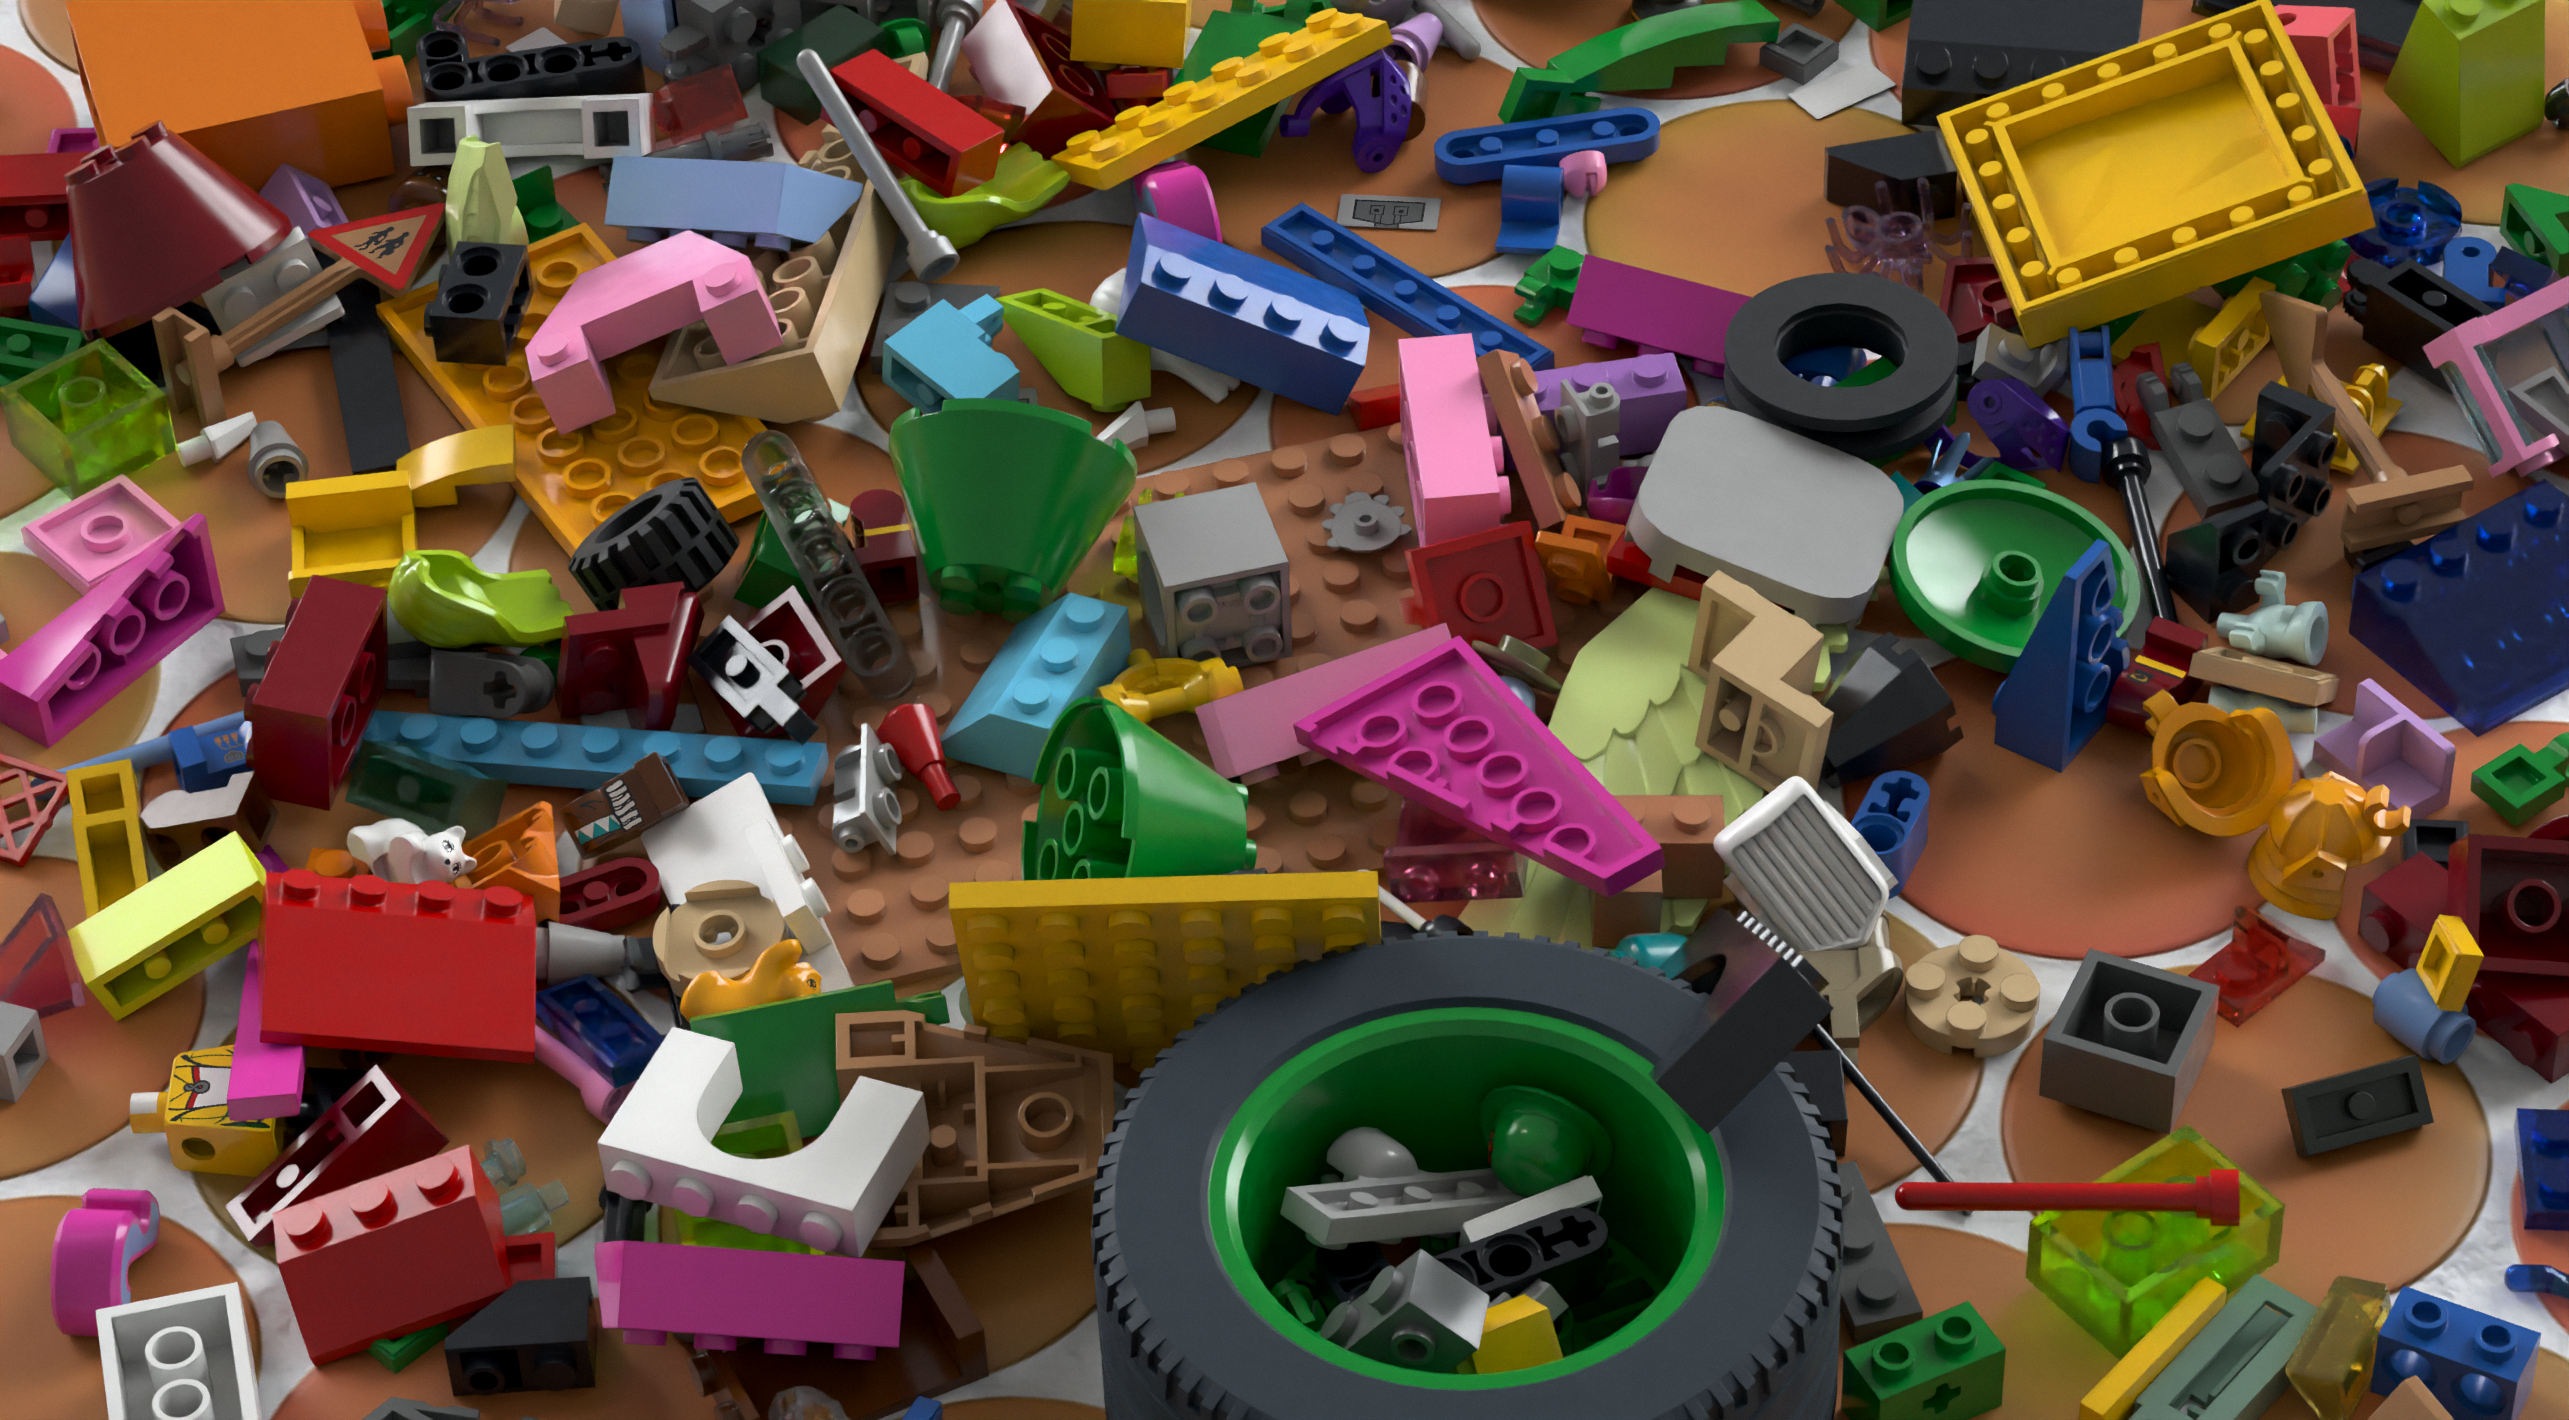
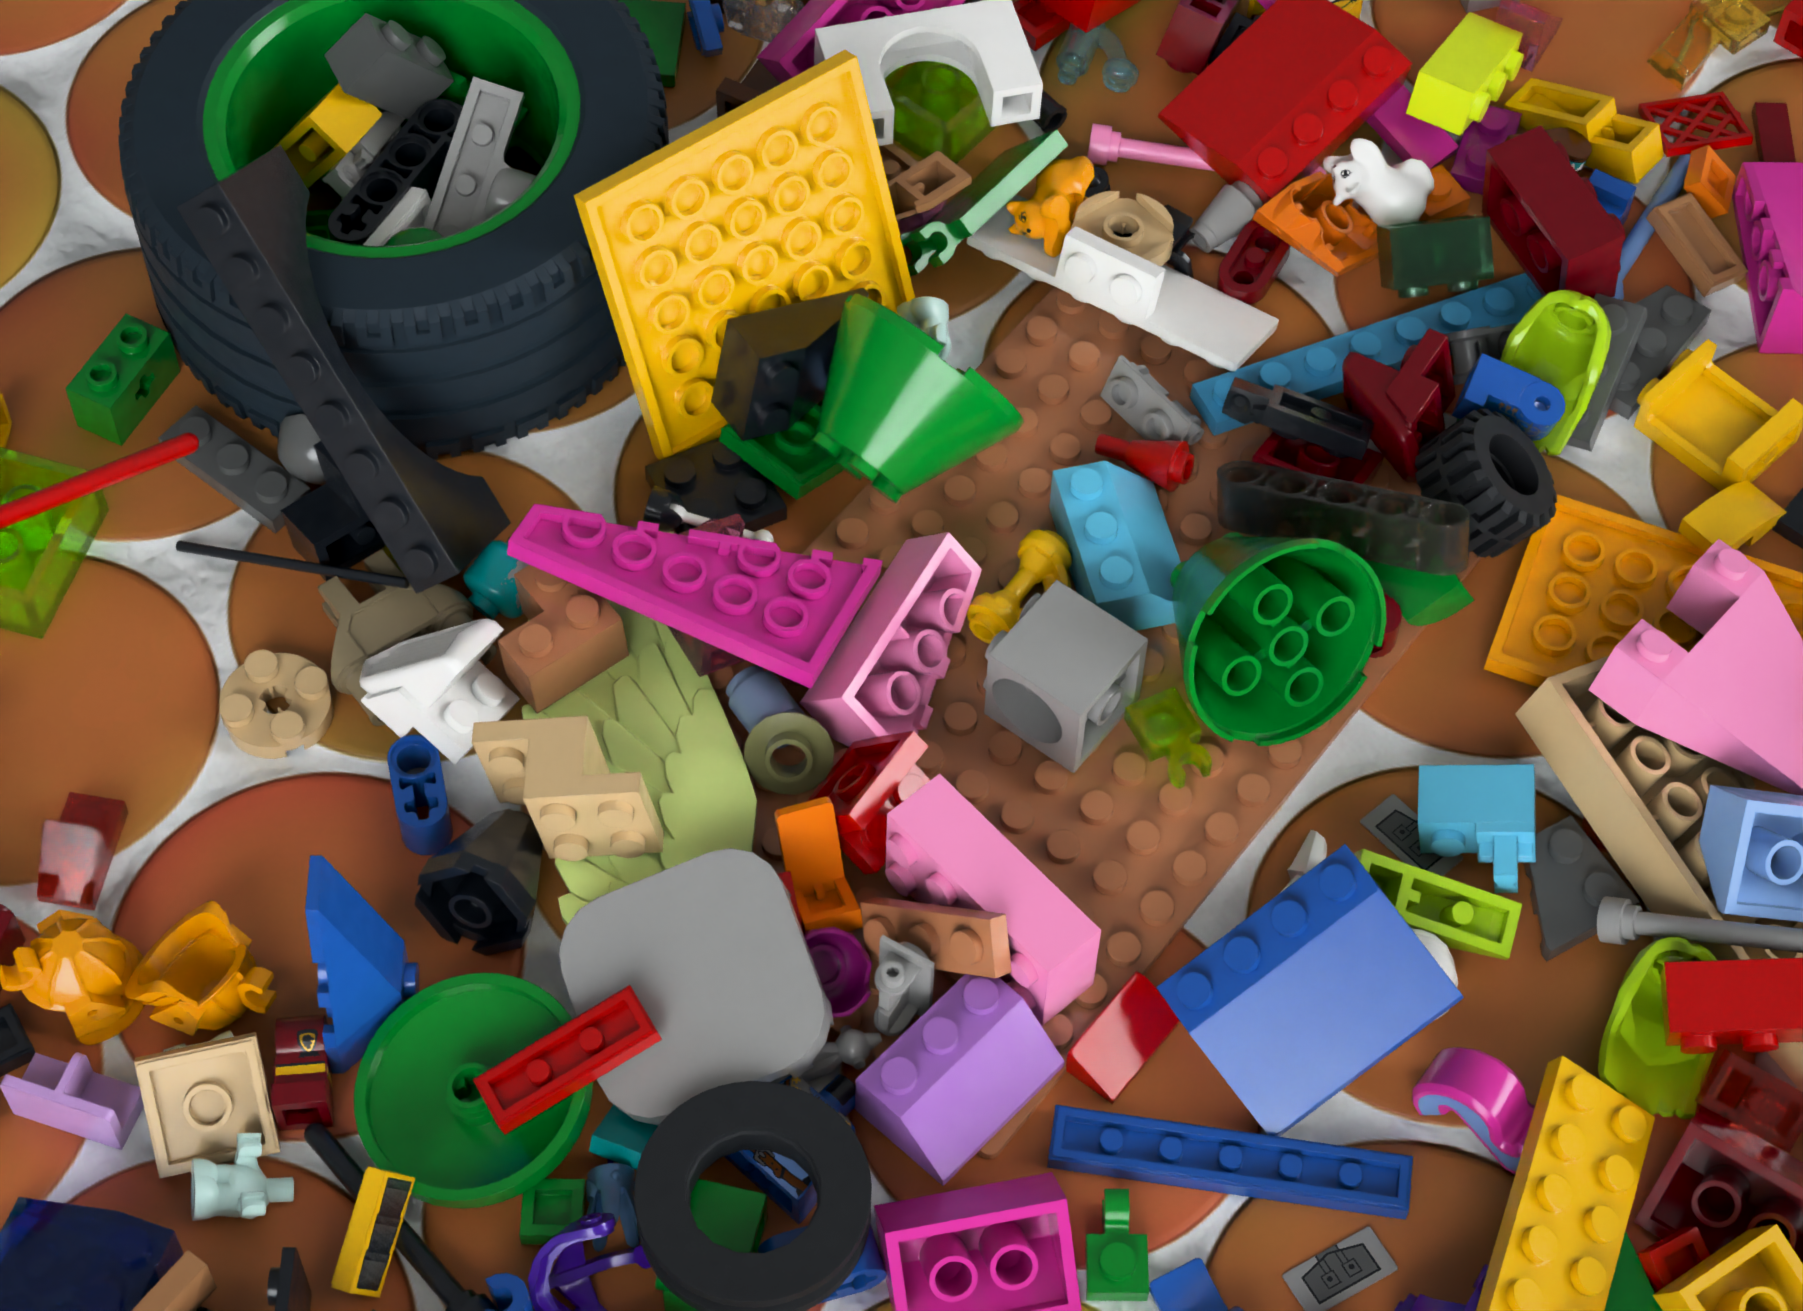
camera: 140 degrees right, 15 degrees up
(75, 739) = (1709, 181): none -> orange plate
(161, 694) = (1697, 244): none -> medium nougat tile
(550, 589) = (1514, 394): none -> blue leg
(599, 1028) = (1143, 163): clear blue tile -> none
(624, 807) = (1295, 315): reddish brown leg -> none
(1365, 523) = (1042, 850): light grey piece -> none
(1923, 512) = (567, 1059): none -> red tile
(2129, 1041) = (124, 691): dark grey brick -> none
(2161, 515) = (372, 1232): none -> tile
(2218, 560) = (309, 1209): black slope -> none

